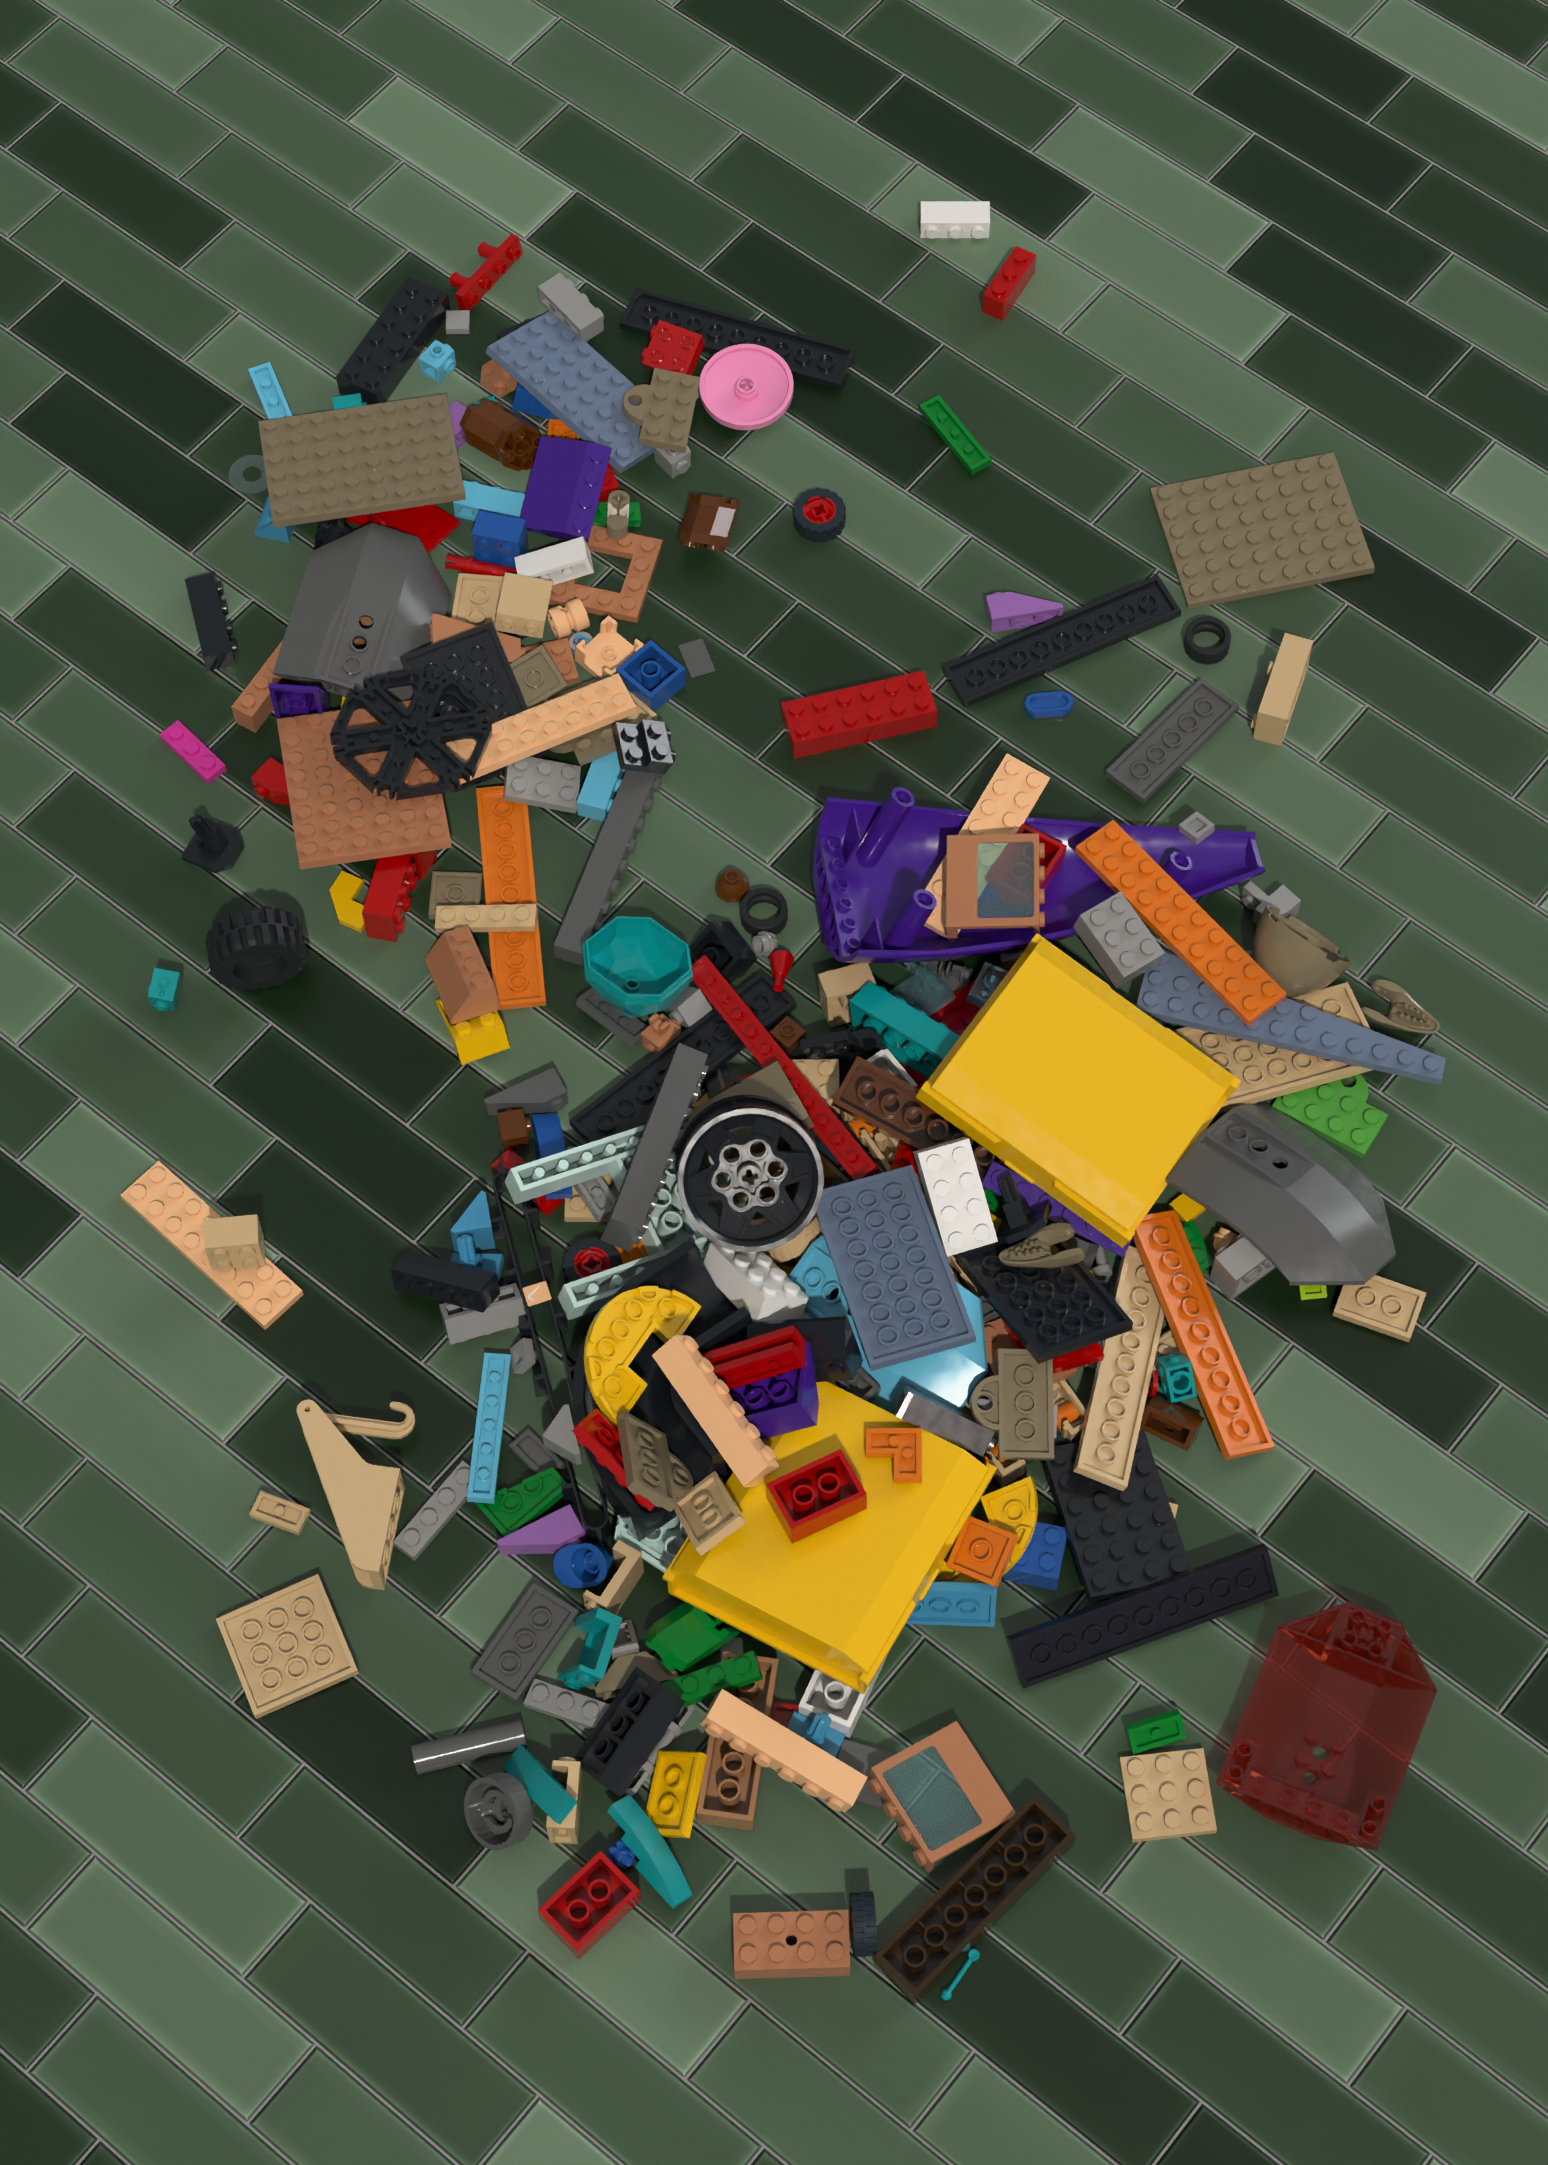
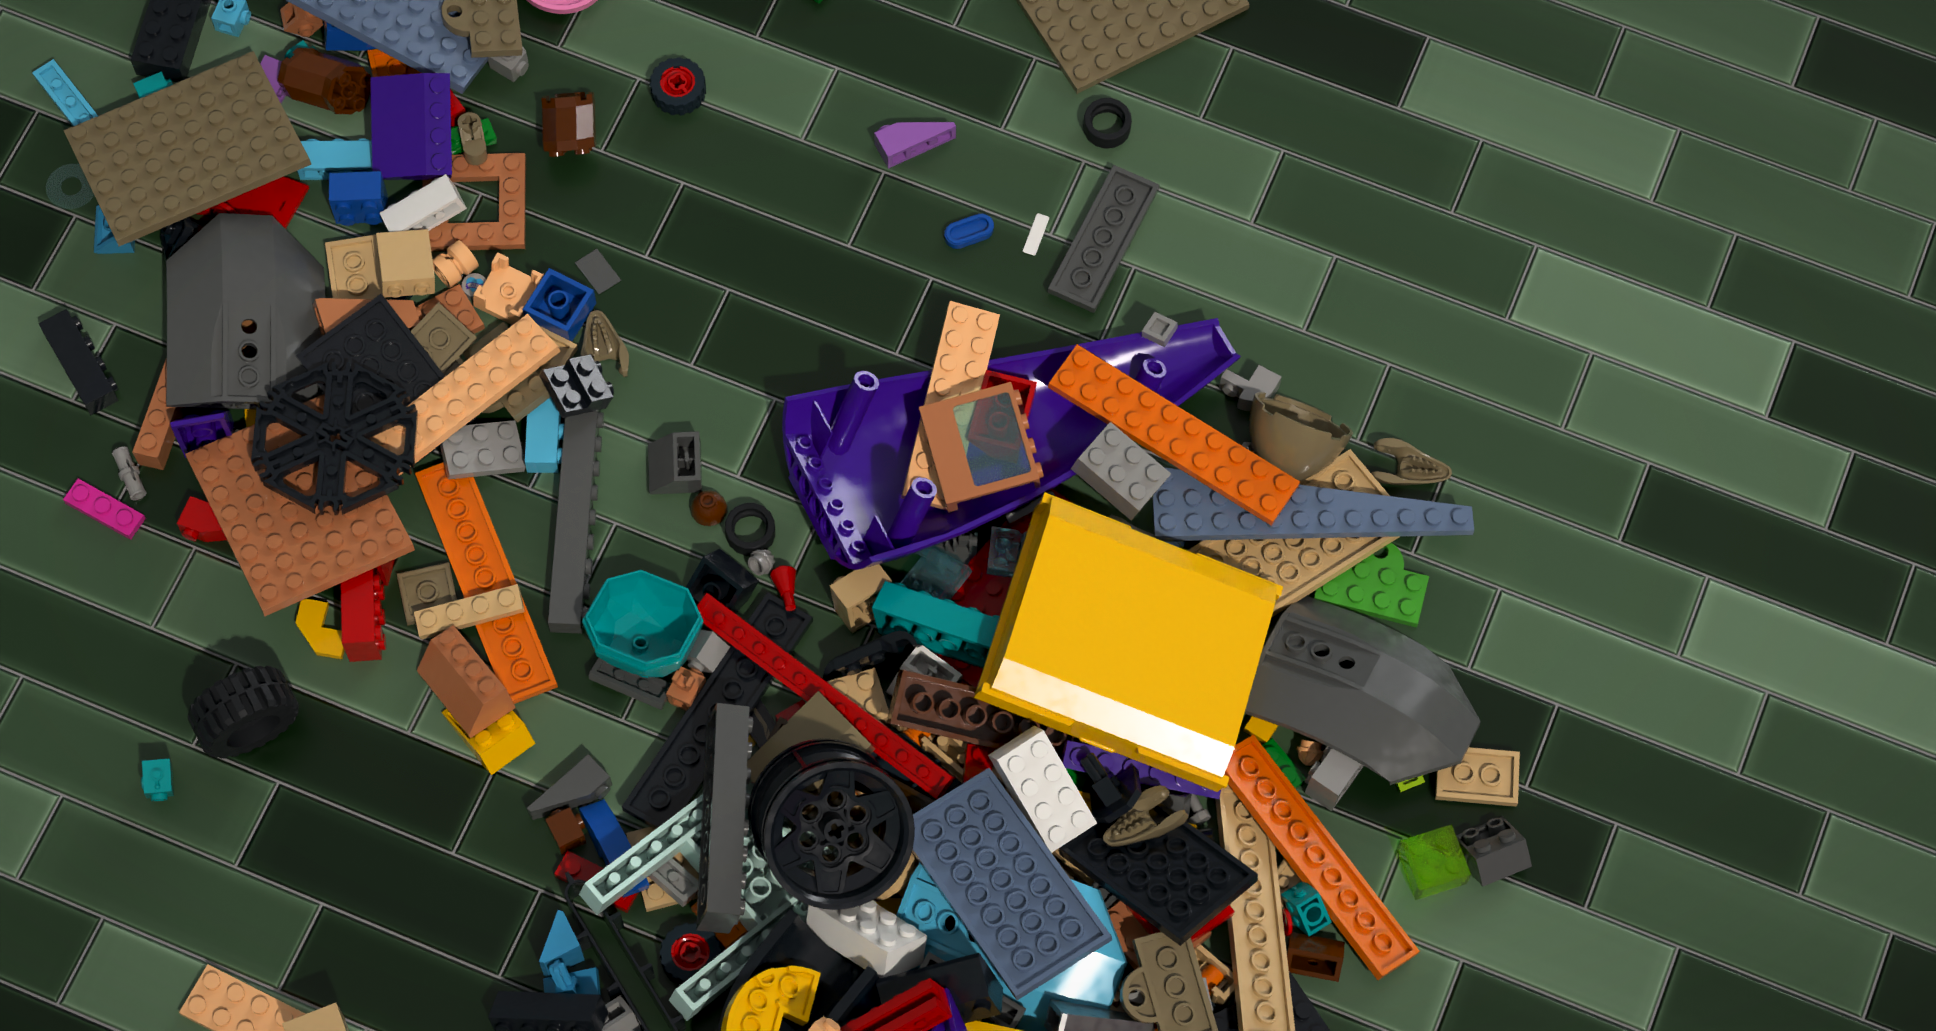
camera: 20 degrees left, 5 degrees up
(213, 845) = (159, 607): black piece -> none
(224, 726) = (129, 473): none -> light grey pin
(473, 566) = (343, 231): red pin -> none
(537, 1293) = (647, 1003): light nougat sticker -> none
(682, 718) = (604, 342): none -> dark tan animal
(714, 838) = (675, 464): none -> dark grey slope
(788, 1035) = (816, 655): reddish brown brick -> none
(858, 714) = (783, 292): red brick -> none
(1061, 641) = (962, 161): black plate -> none
(1110, 723) = (1036, 234): none -> white sticker
(1282, 689) = (1199, 158): tan brick -> none
(1312, 1369) = (1433, 862): none -> clear neon green brick
(1373, 1375) = (1494, 850): none -> dark grey slope

